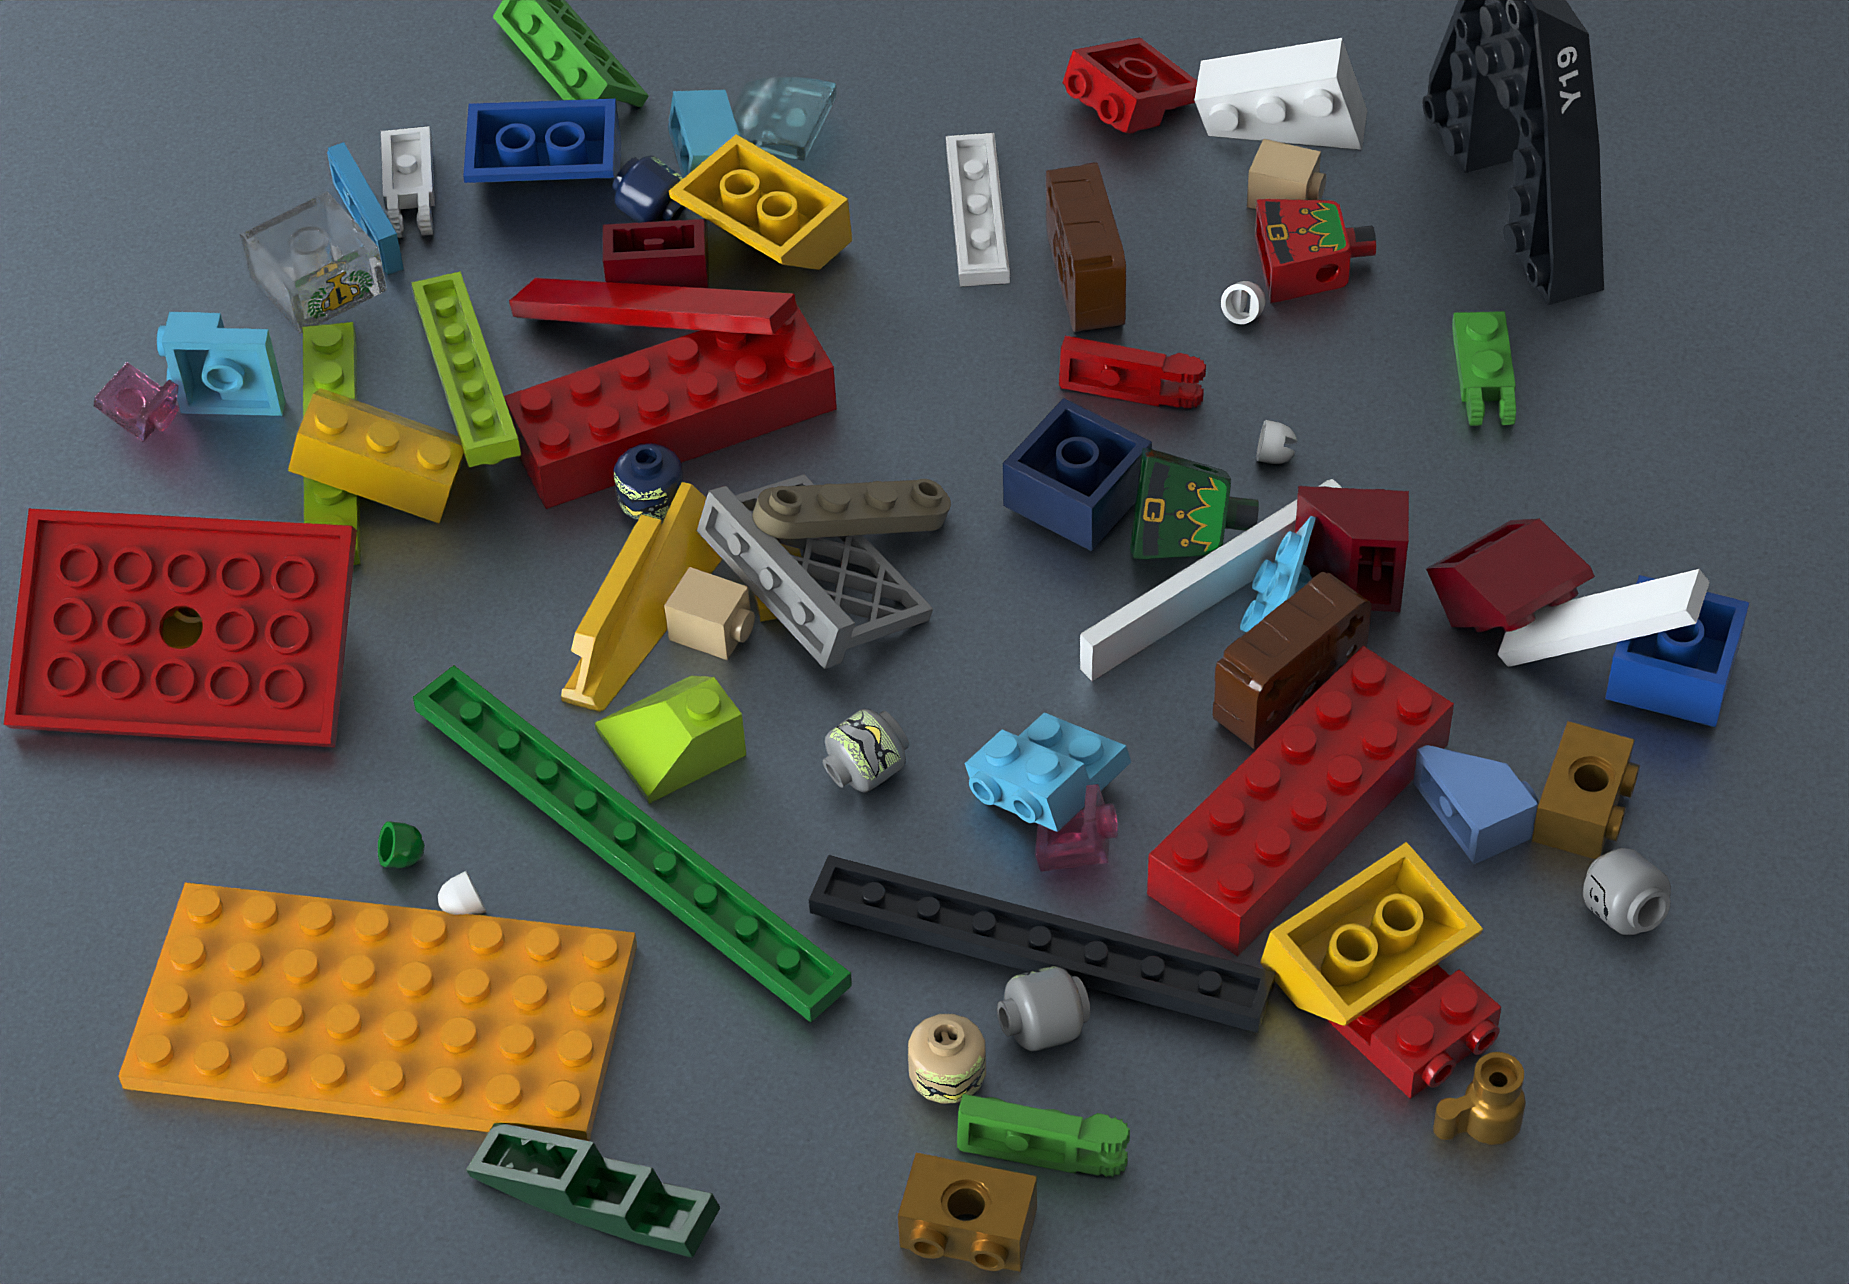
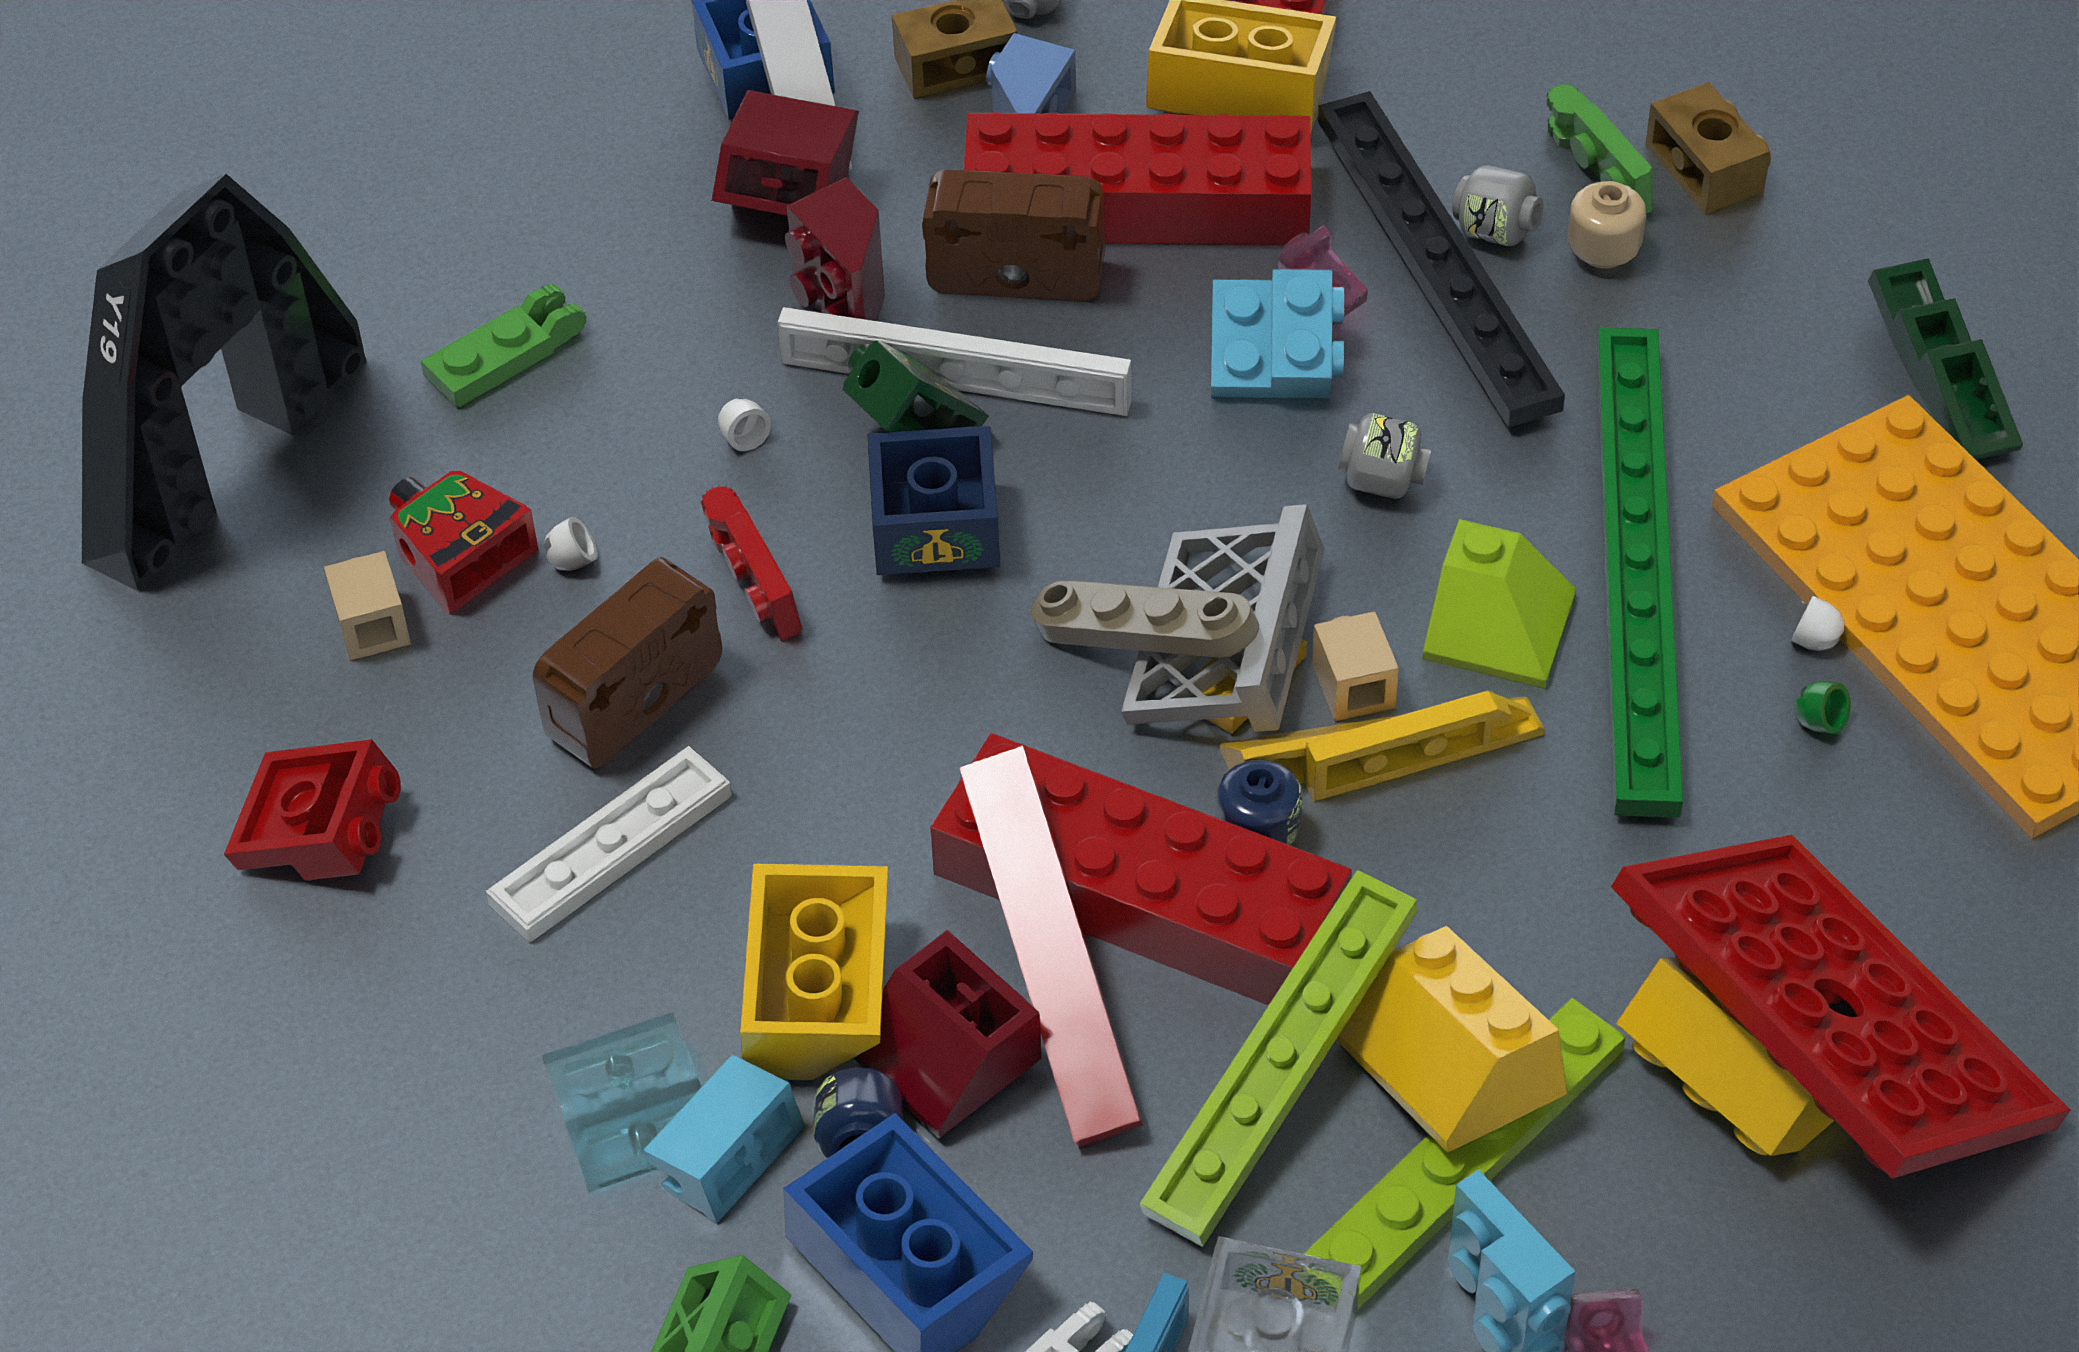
camera: 130 degrees left, 0 degrees up
(1281, 578) = (940, 282): medium azure hinge -> none
(1284, 96) = (246, 659): white wedge -> none

